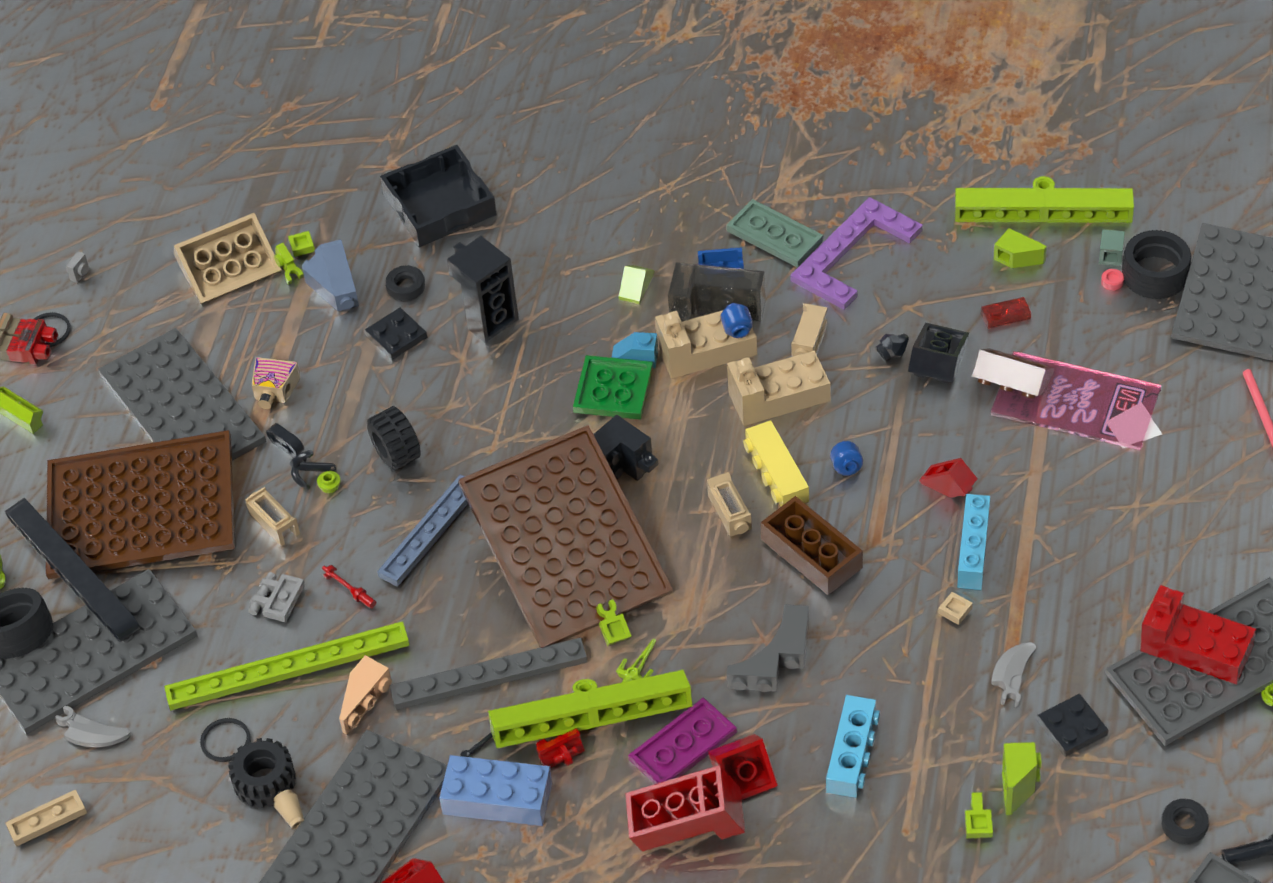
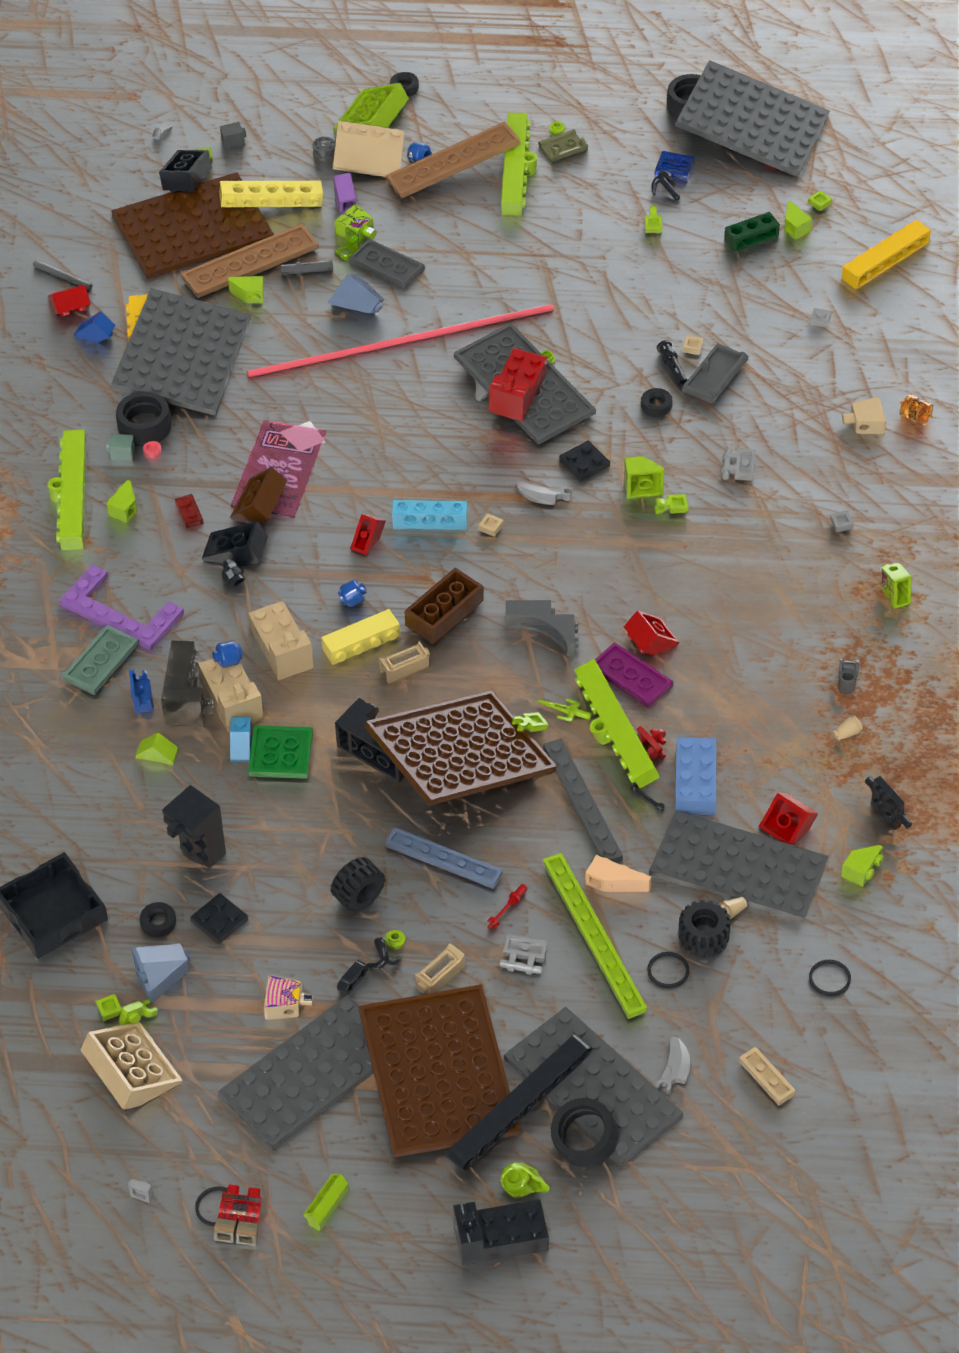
camera: 100 degrees left, 0 degrees up
(685, 809) = (702, 653): red hinge -> none
(809, 330) = (217, 626): tan window -> none
(848, 780) = (623, 574): medium azure brick -> none

